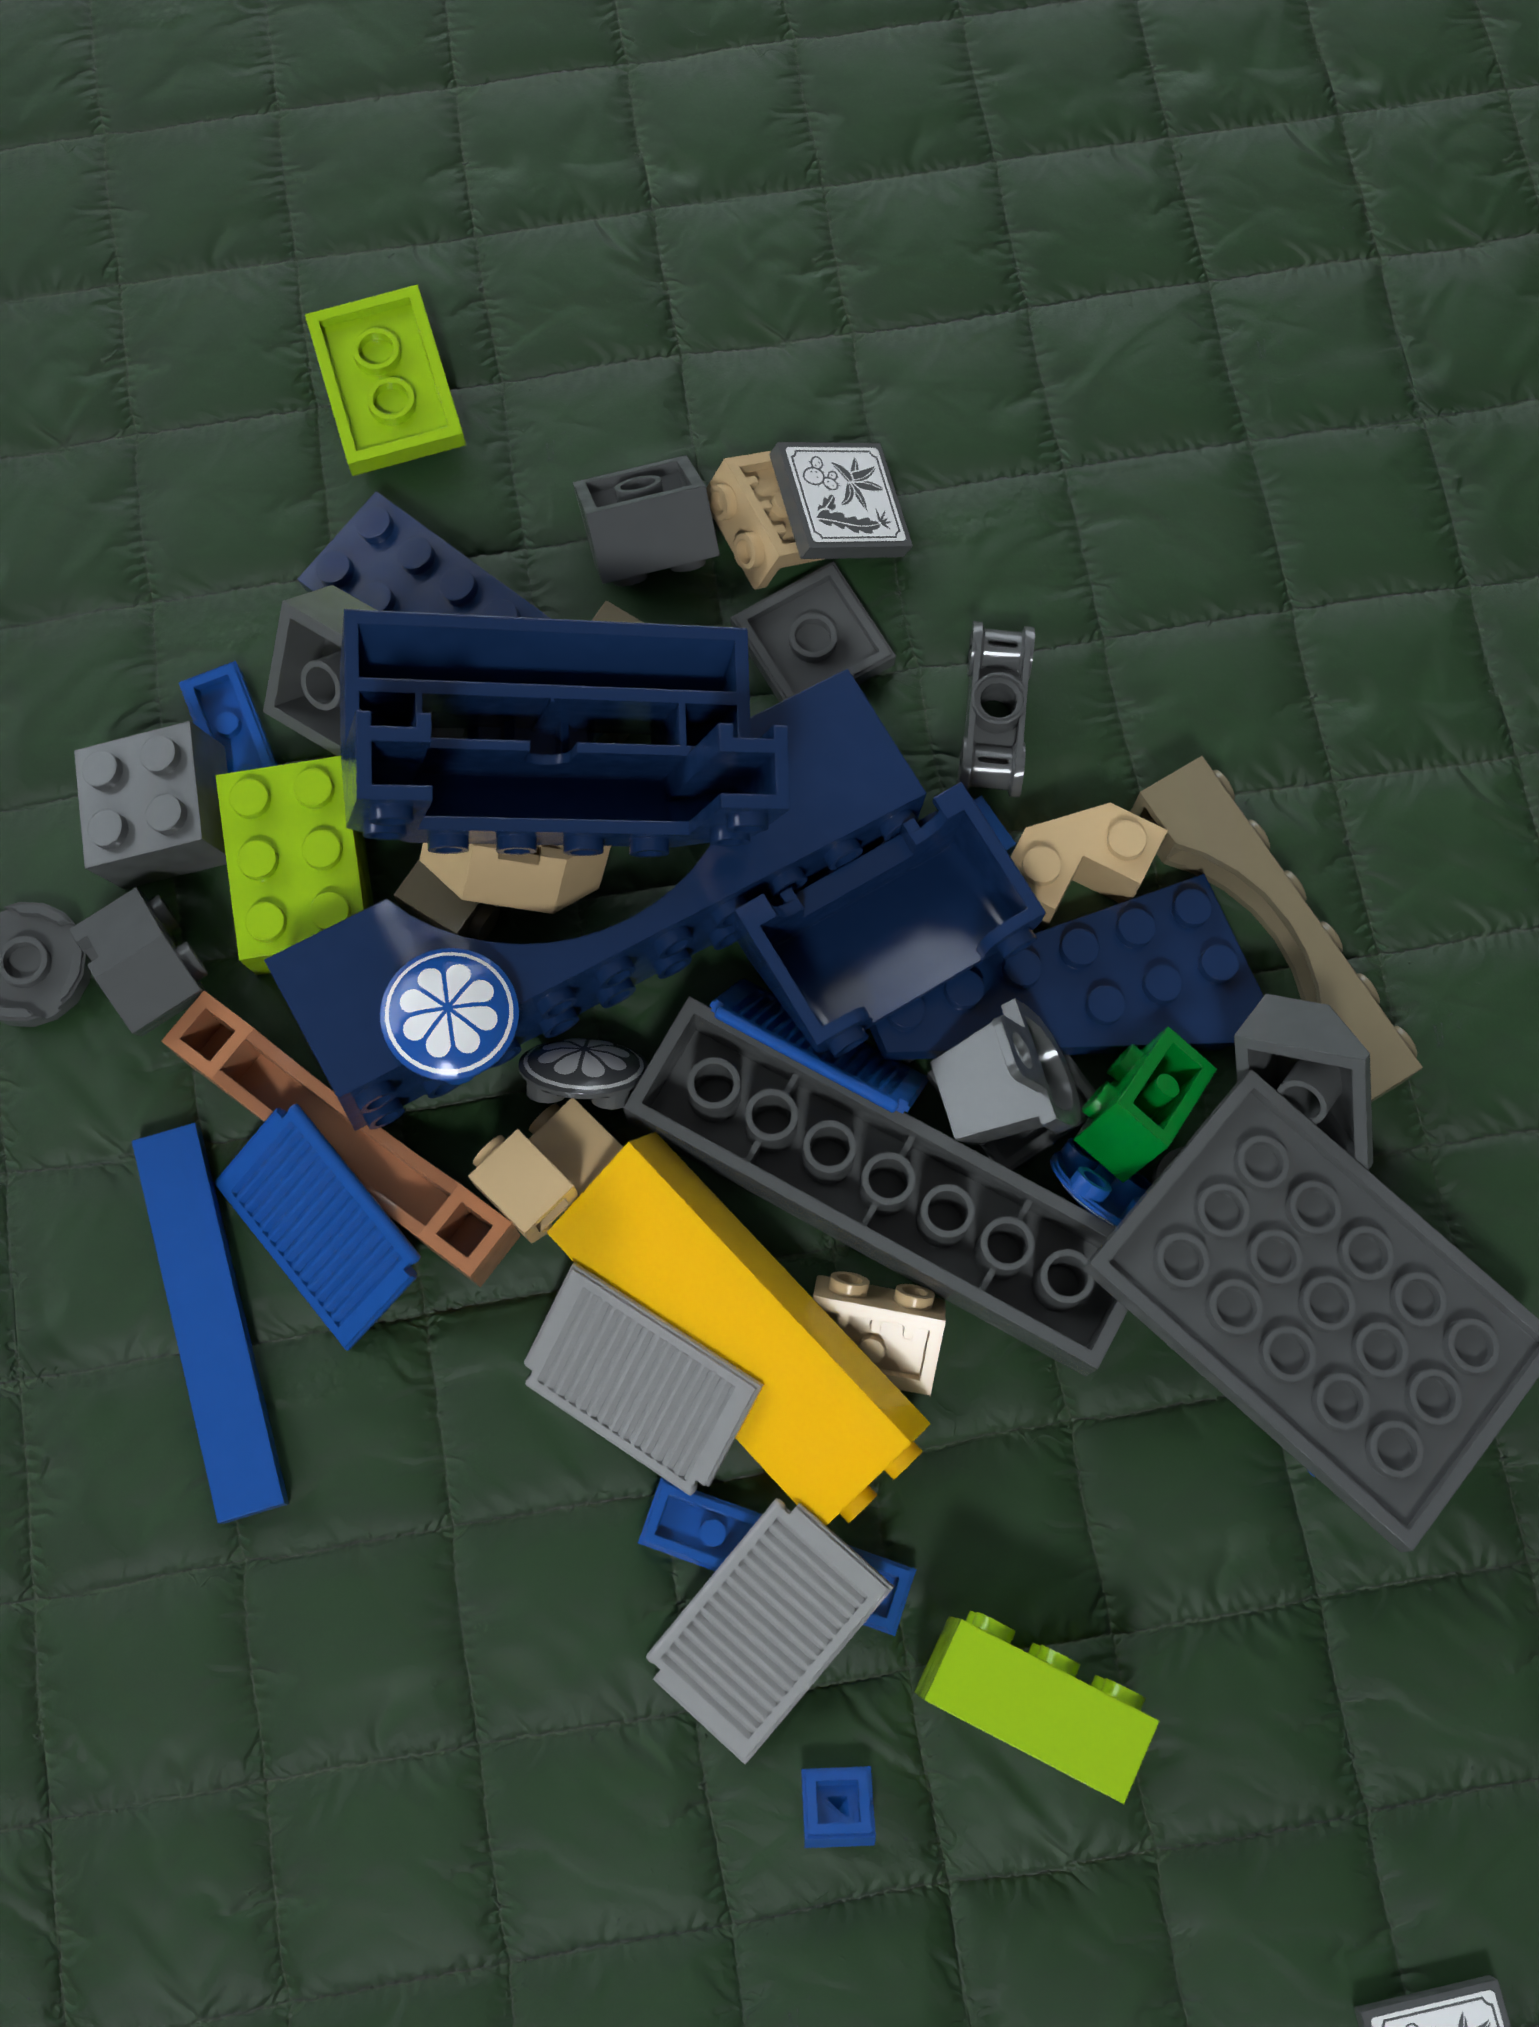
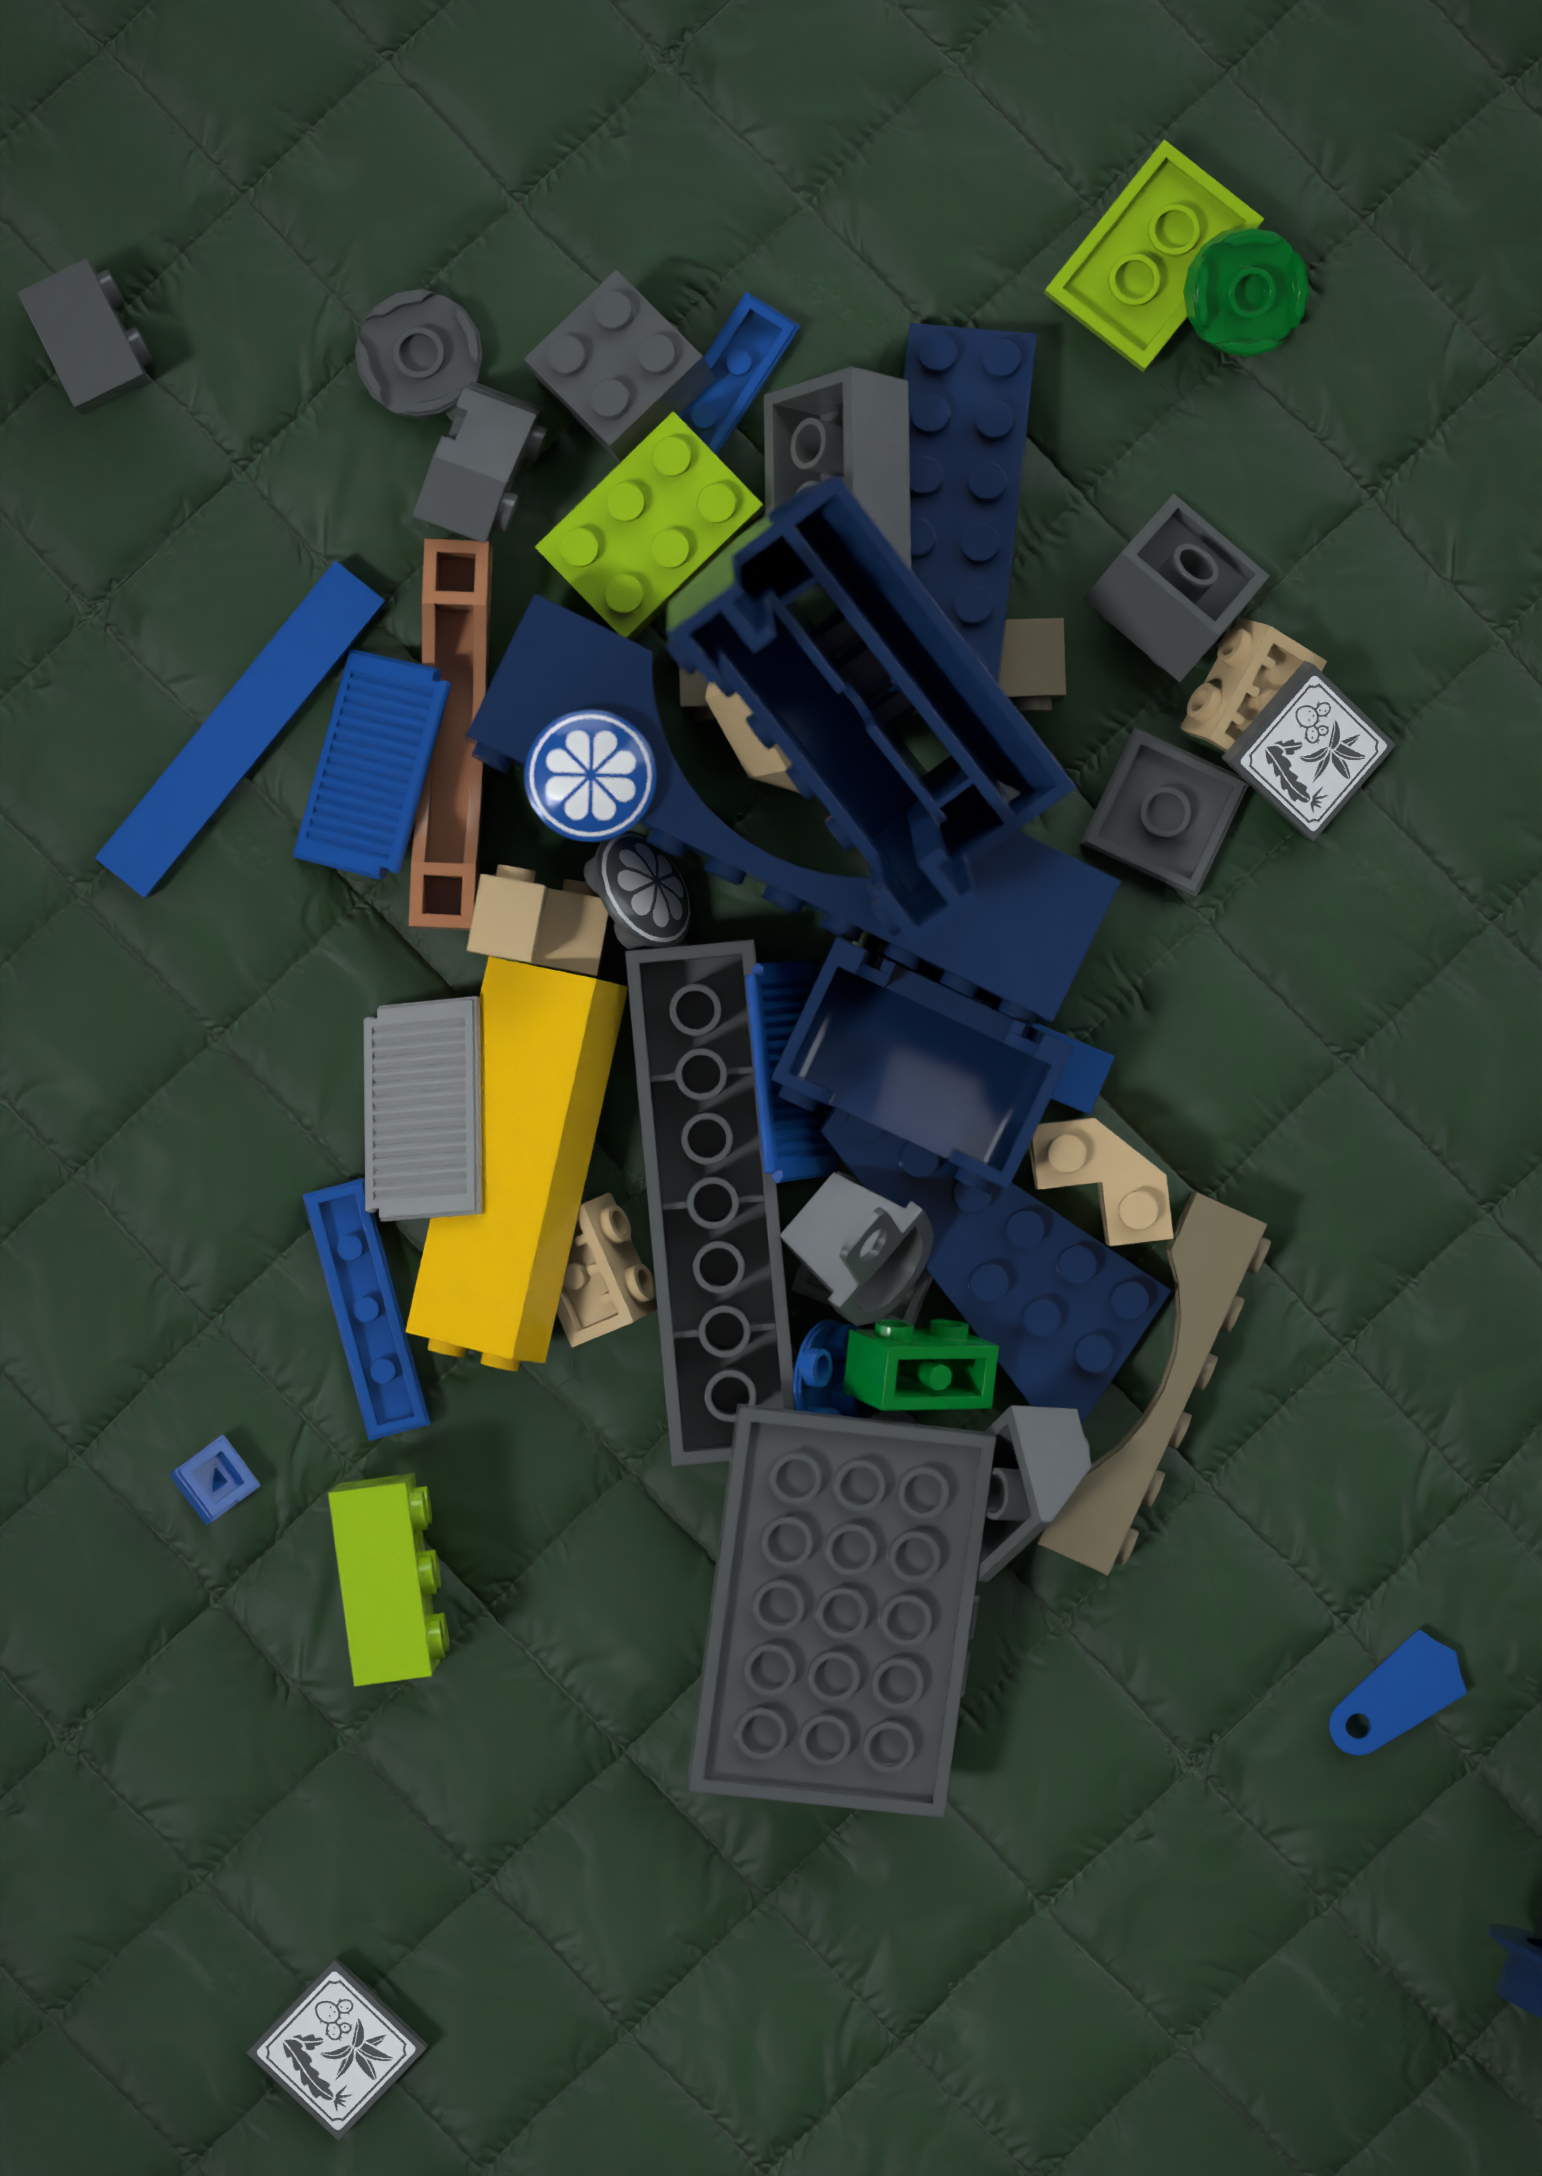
camera: 50 degrees right, 15 degrees up
(460, 330) = (1246, 291): none -> green tile
(766, 1626) = (307, 1337): light grey window -> none
(998, 671) = (1238, 1008): dark grey piece -> none

